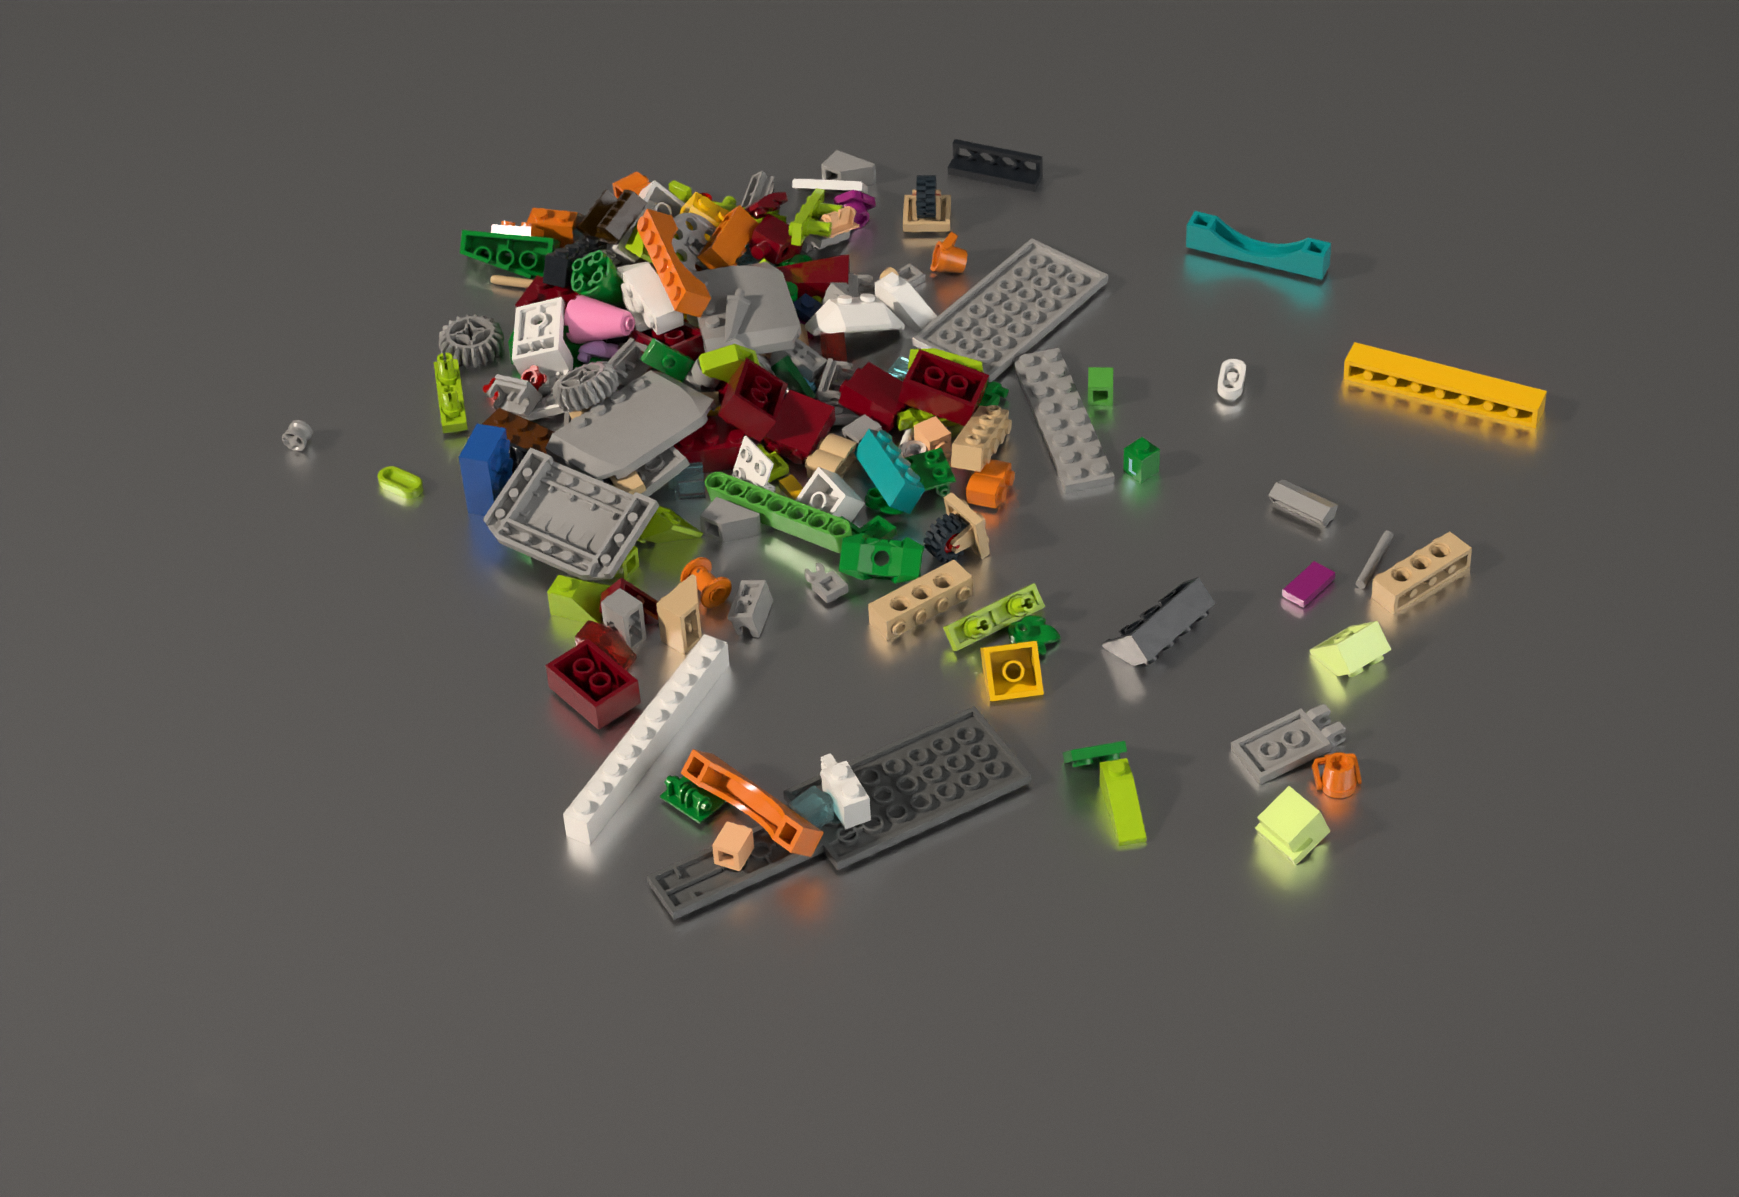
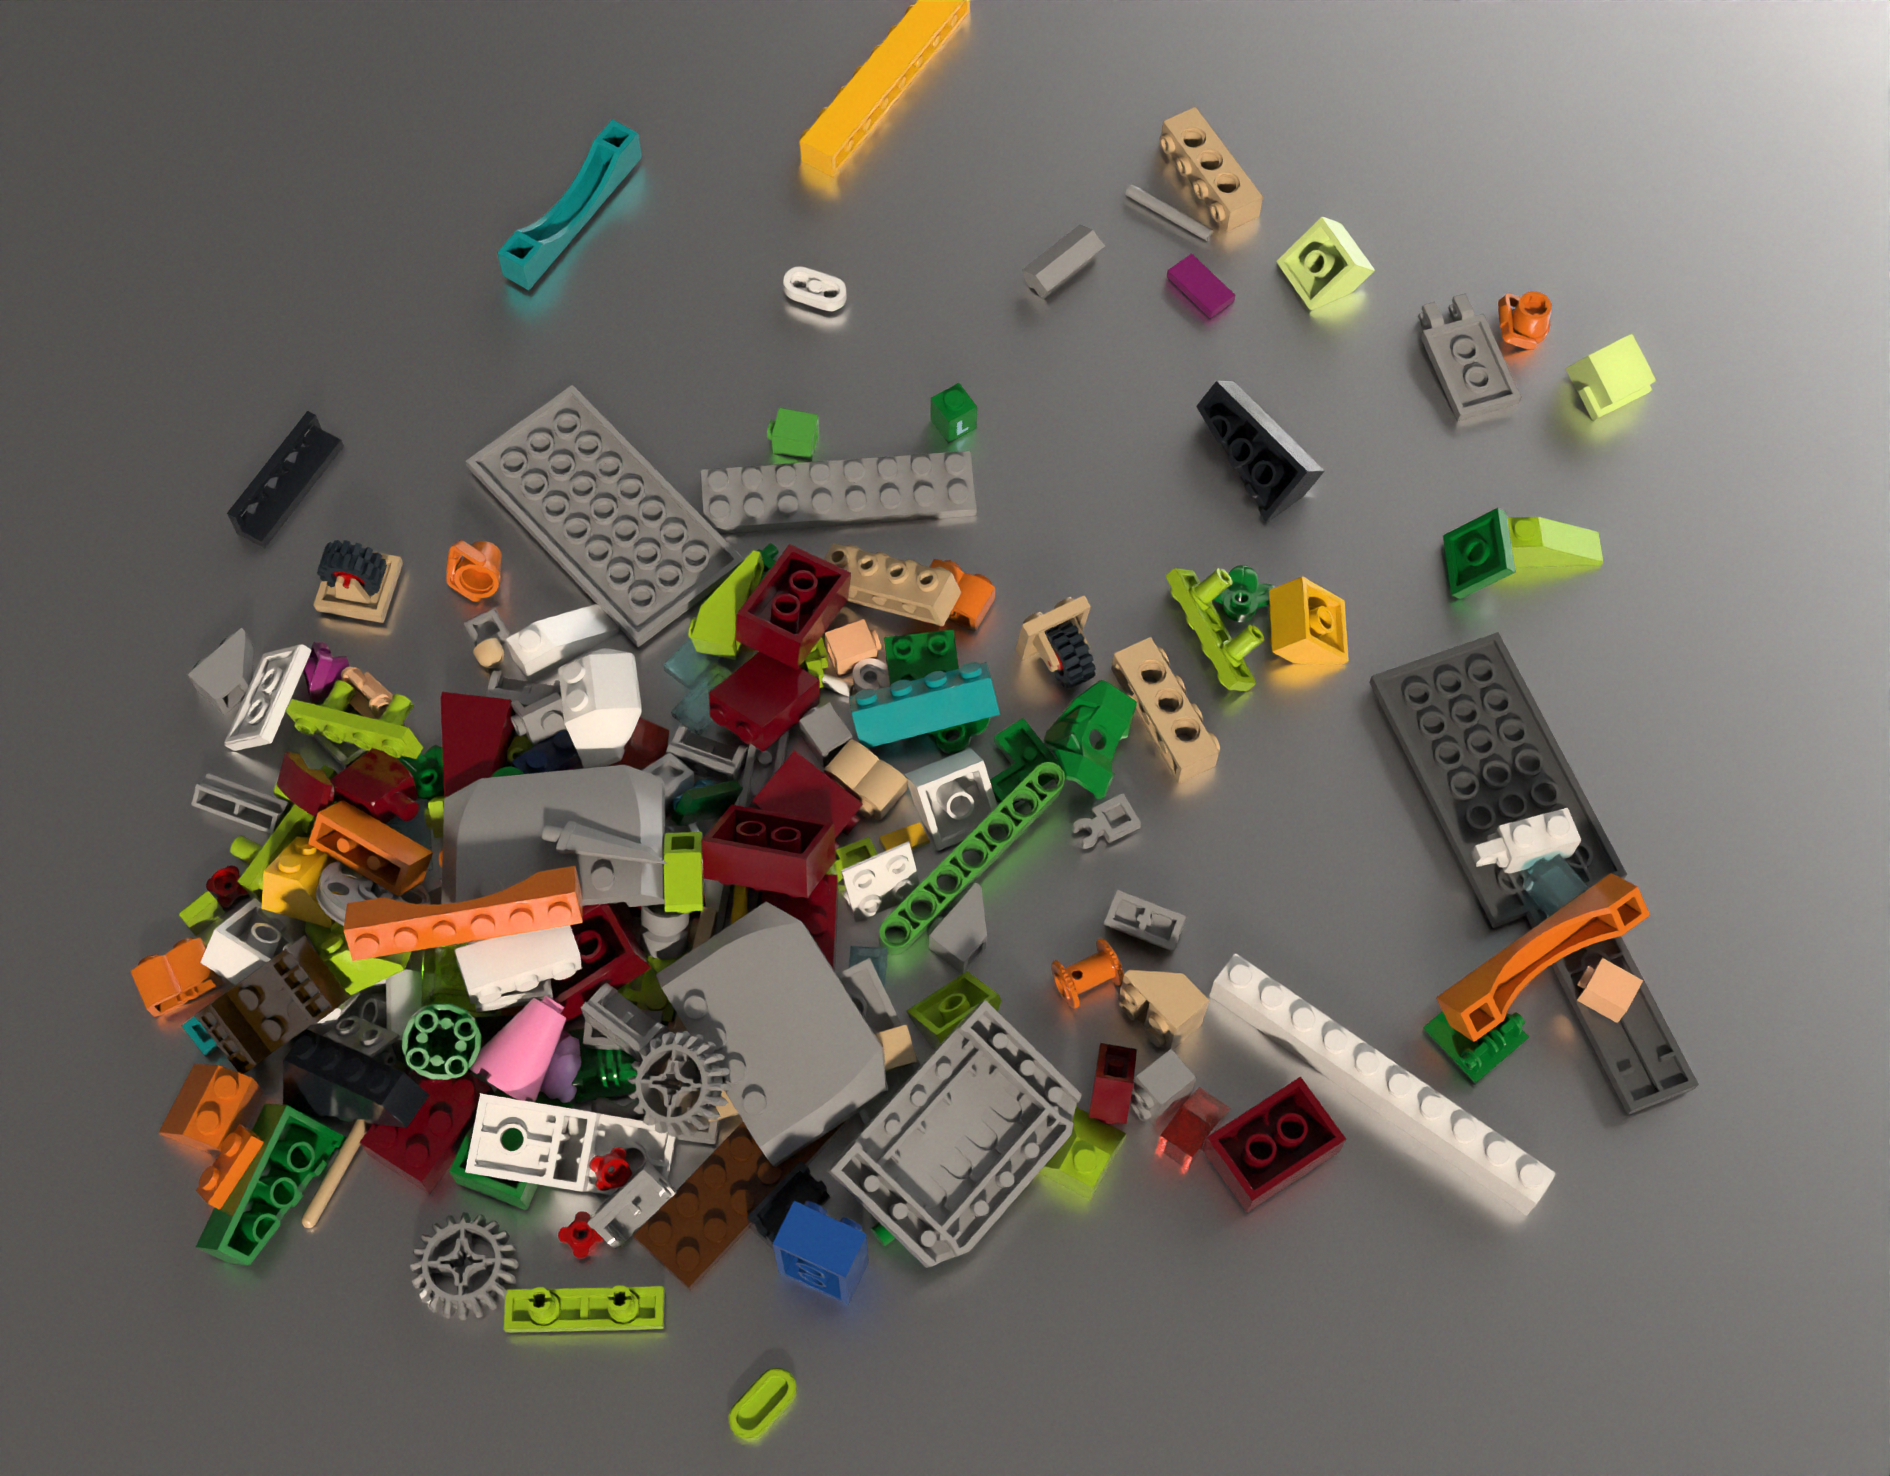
camera: 85 degrees left, 20 degrees up
(667, 360) = (648, 959): green plate -> none

